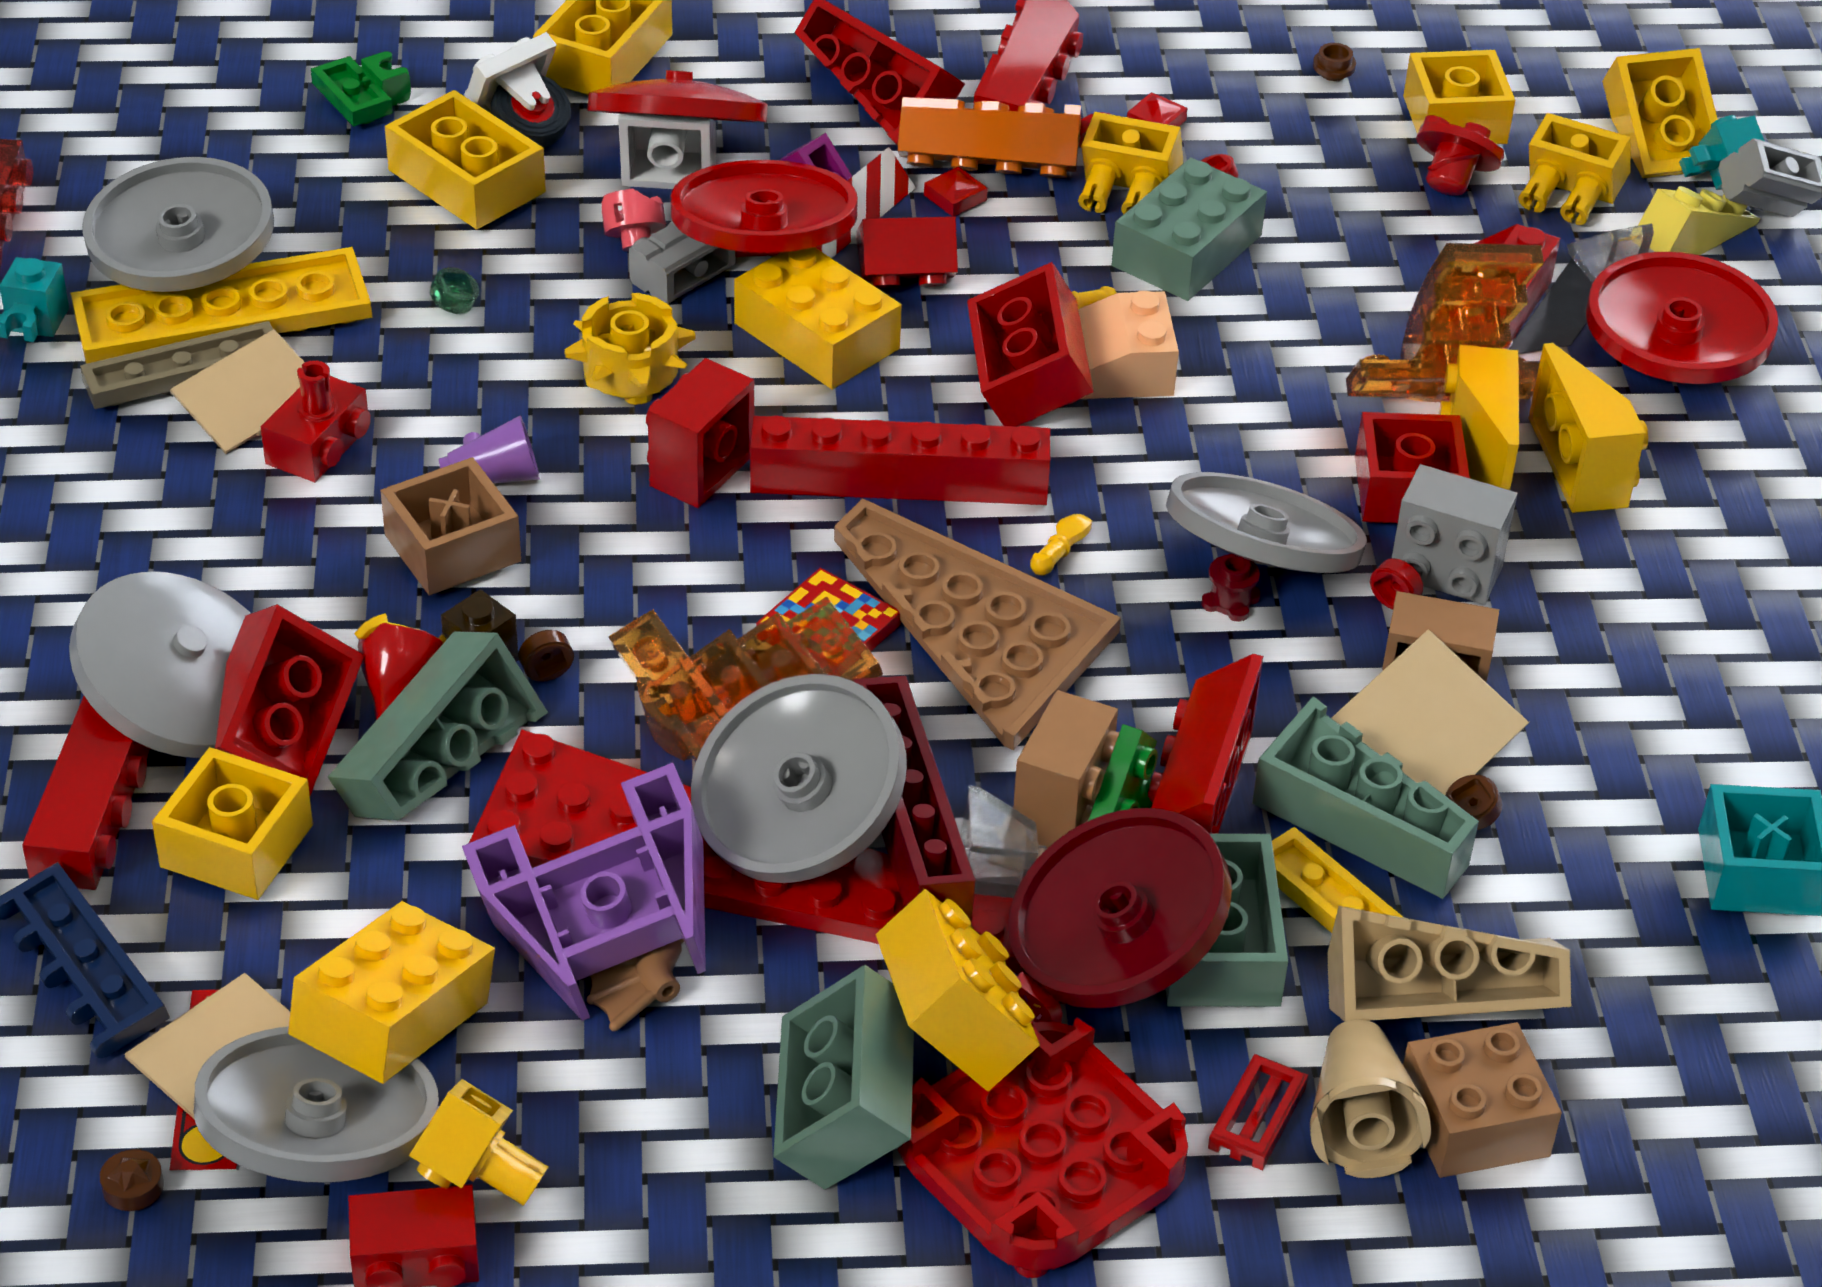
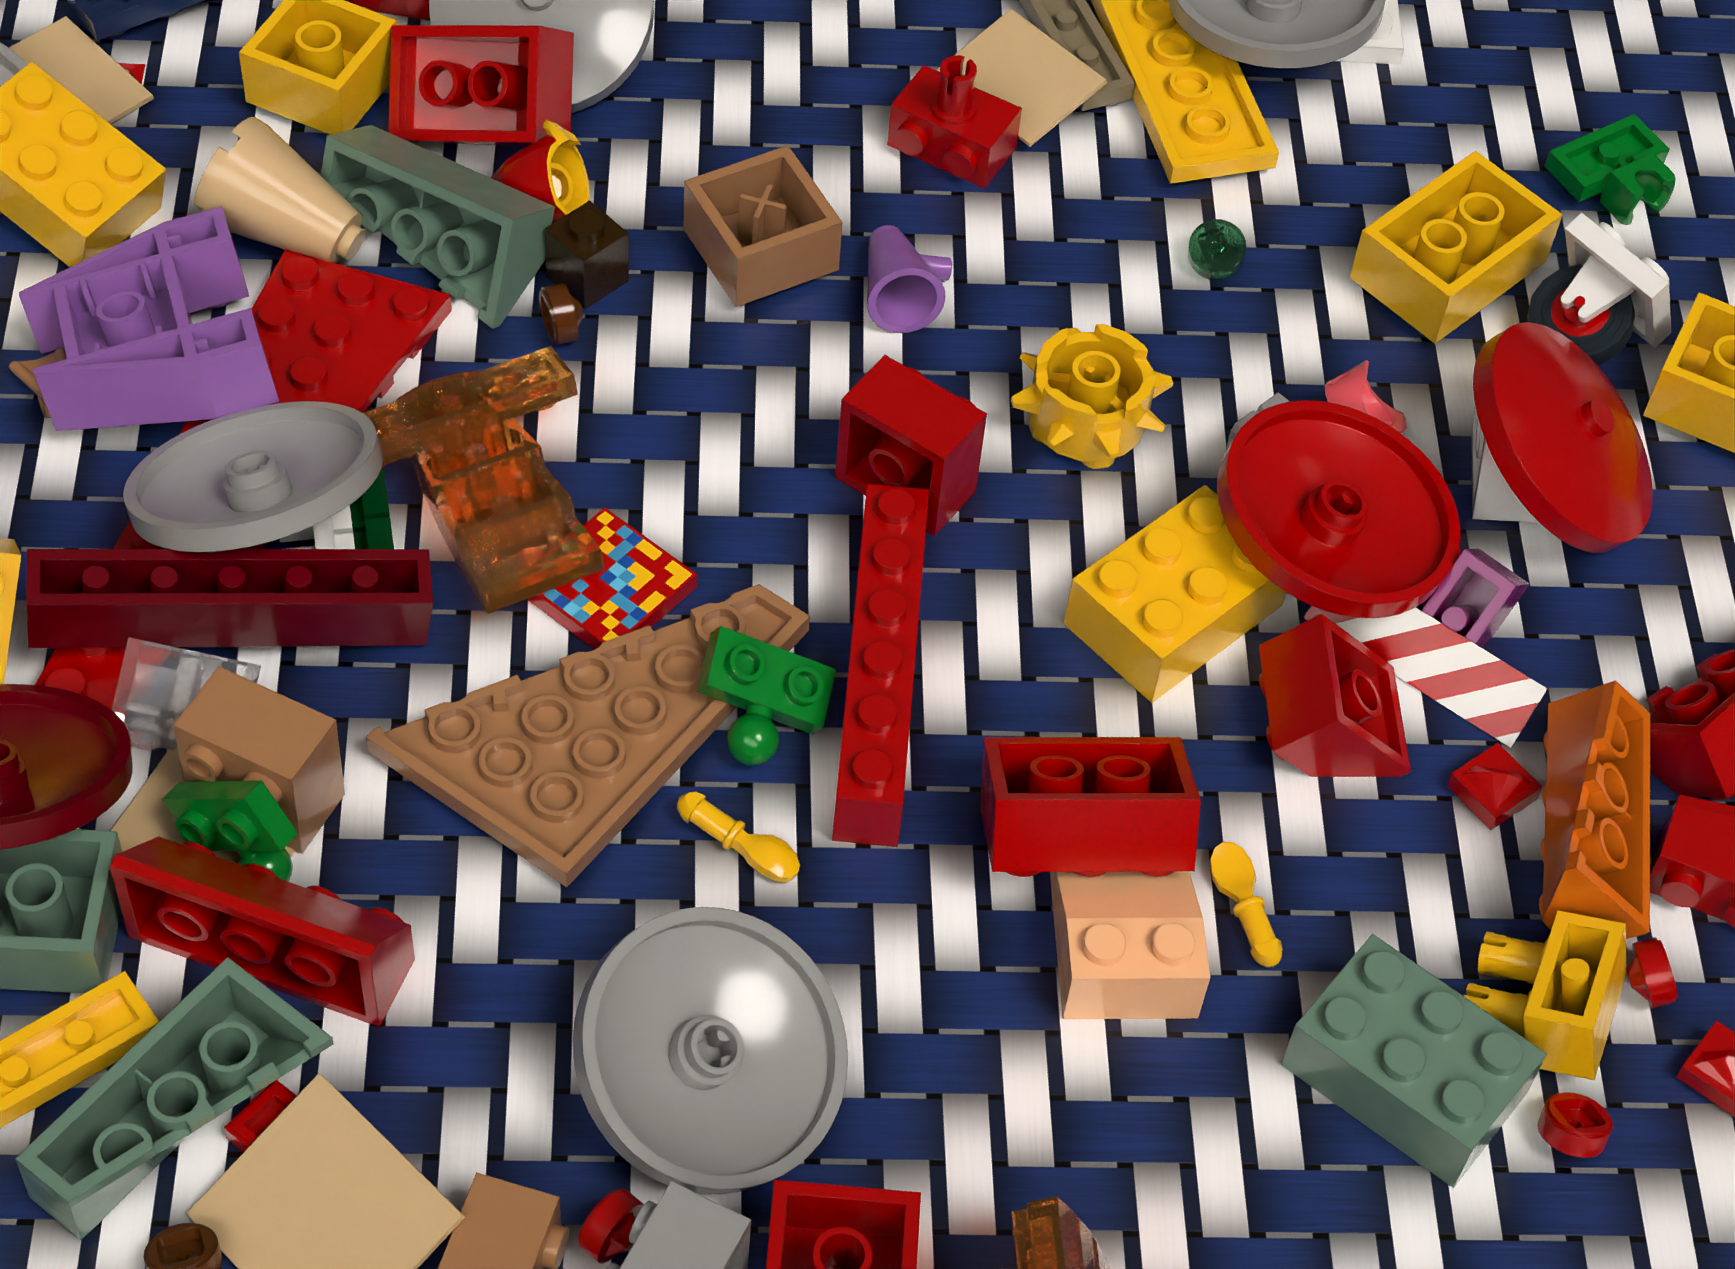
camera: 90 degrees right, 10 degrees up
(415, 841) = (278, 197): none -> tan cone
(935, 517) = (768, 686): none -> green plate

